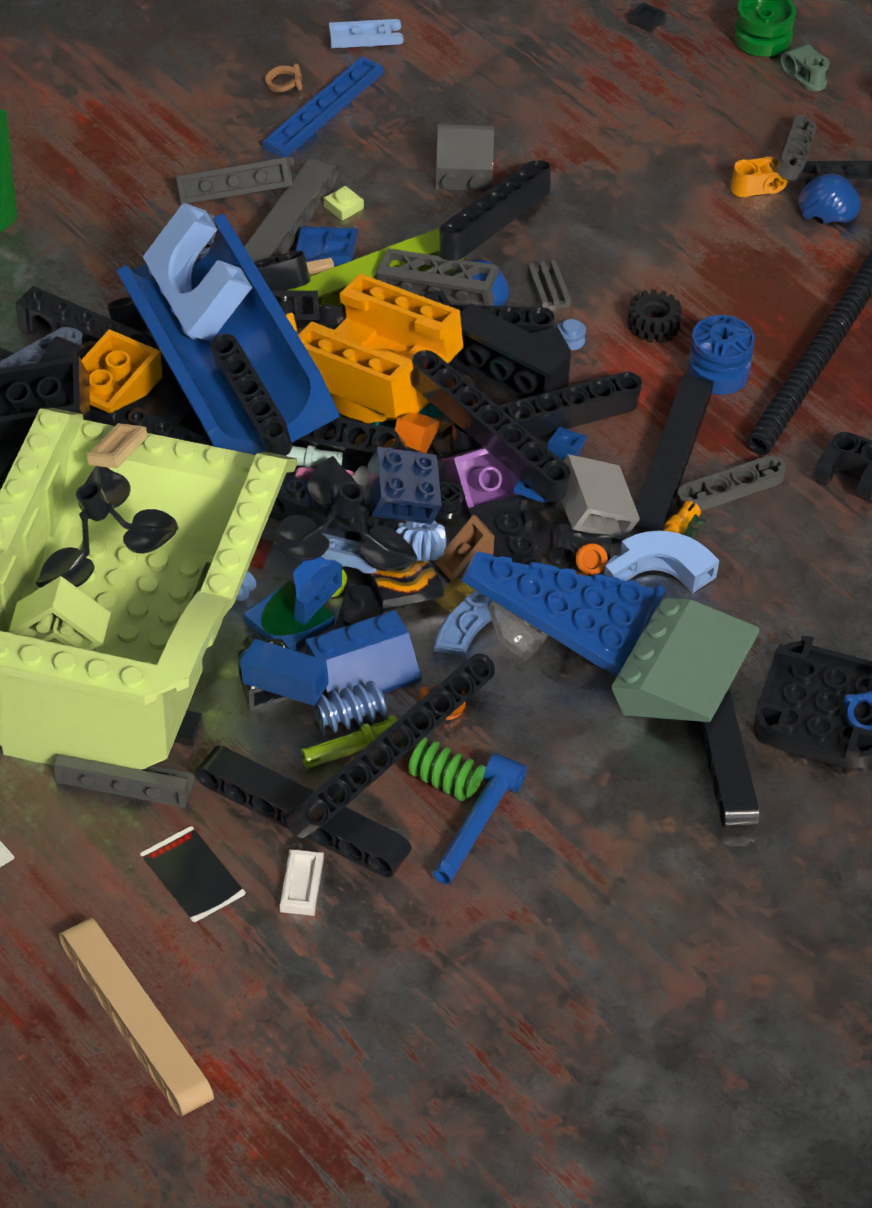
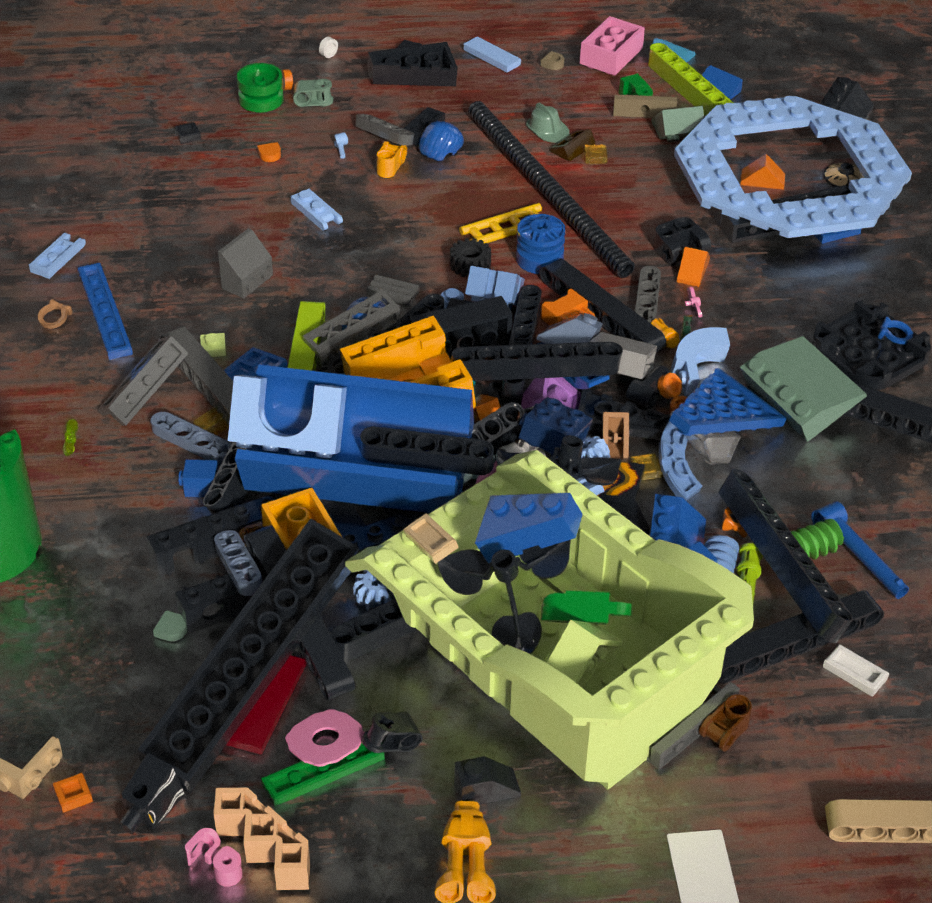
camera: 55 degrees left, 5 degrees down
(116, 593) = (582, 606): none -> green piece
(135, 178) = (70, 437): none -> clear neon green piece
(143, 803) = (727, 721): none -> reddish brown piece
(156, 488) = (527, 521): none -> blue wedge
(192, 874) = (805, 729): black sticker -> none
(494, 210) = (318, 271): black beam -> none
(587, 440) = (572, 330): none -> sand blue slope
(602, 347) = (490, 283): none -> medium blue brick
(620, 166) = (315, 209): none -> light blue hinge
(637, 430) = (564, 308): none -> orange piece
(678, 88) = (269, 152): none -> orange tile
(751, 127) = (341, 140): none -> light blue hand
(759, 316) = (493, 222): none -> yellow bar
(764, 526) = (694, 301): none -> bright pink piece
(808, 34) = (287, 79): none -> orange tile
(825, 497) = (693, 266): none -> orange slope

